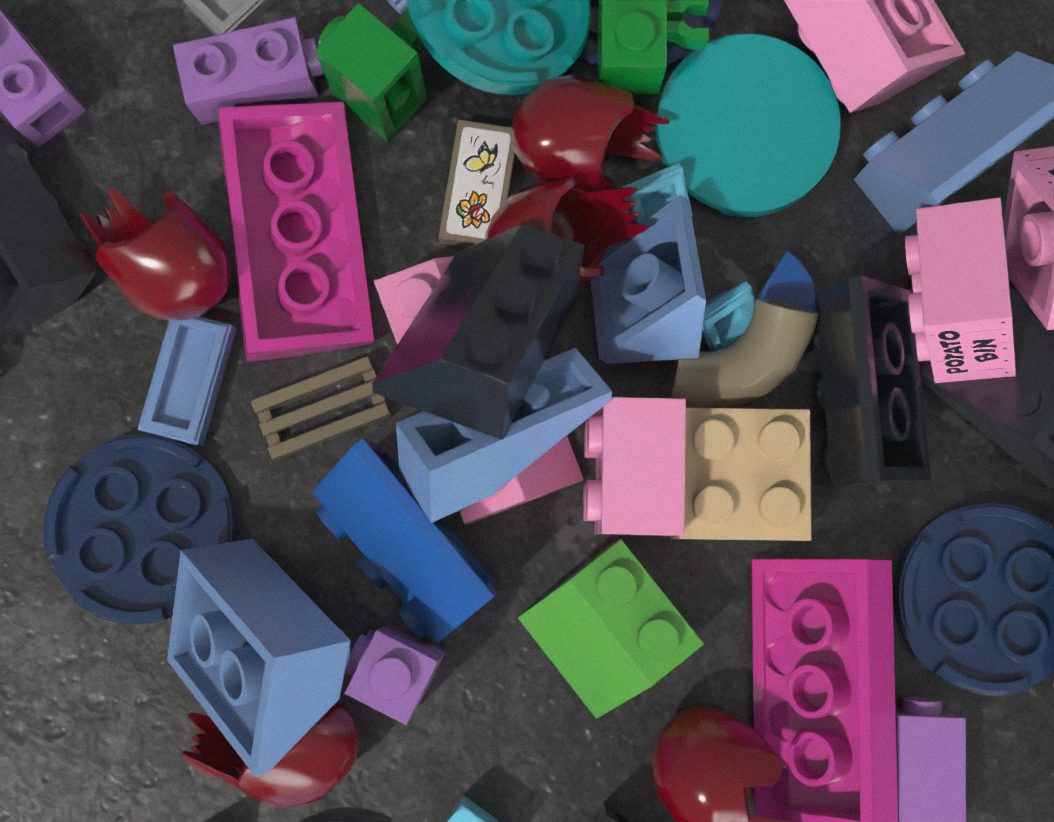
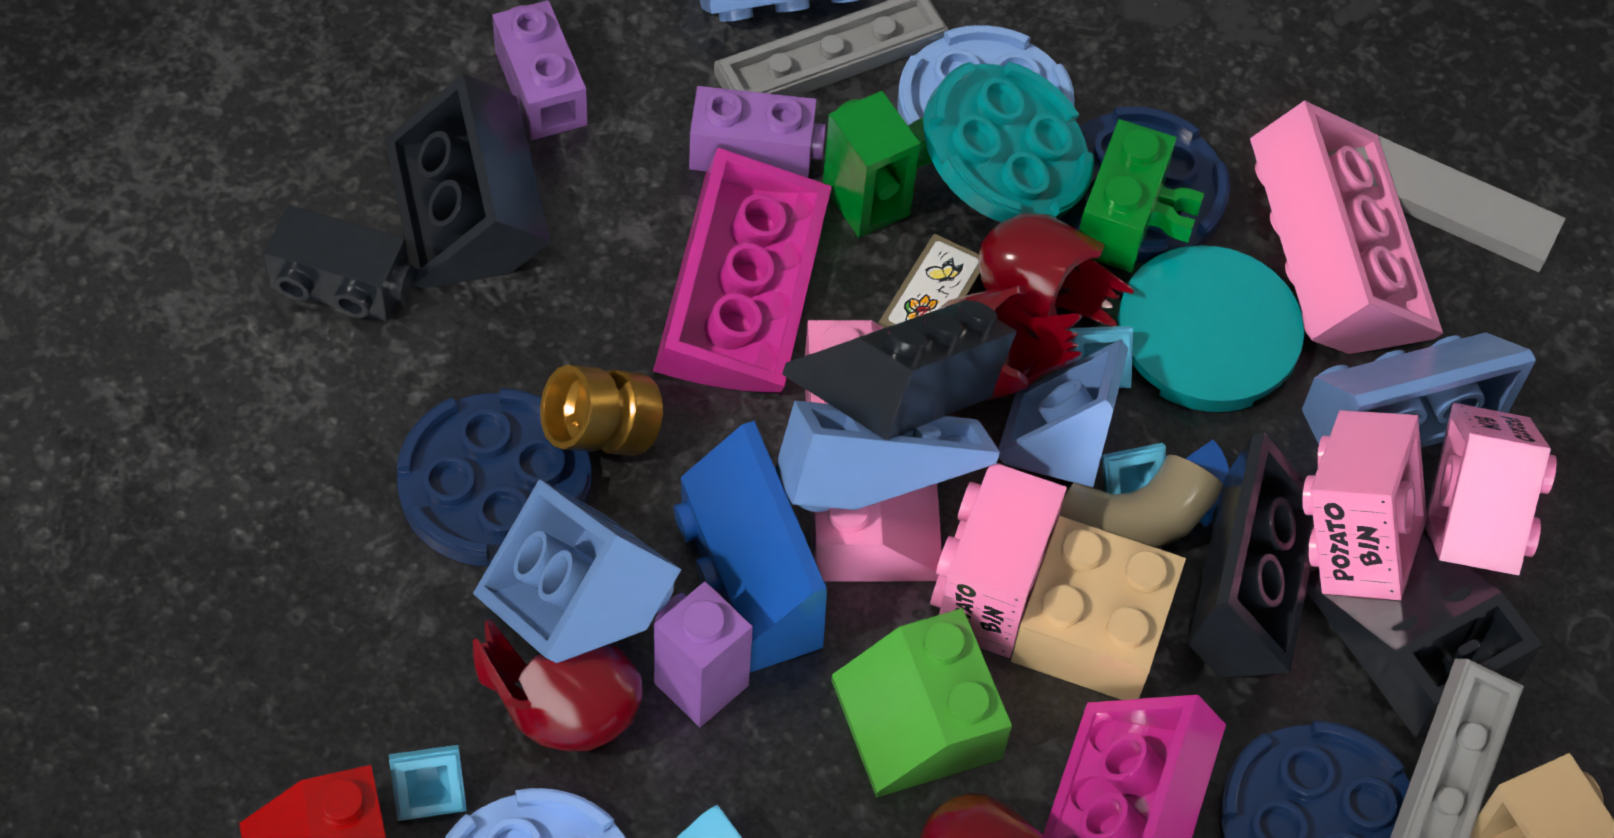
camera: 15 degrees right, 25 degrees down
(165, 267) = (618, 253): dark red helmet -> none
(187, 379) = (604, 342): medium blue tile -> none
(207, 448) = (601, 410): none -> pearl gold wheel
(272, 426) = (708, 420): dark tan tile -> none

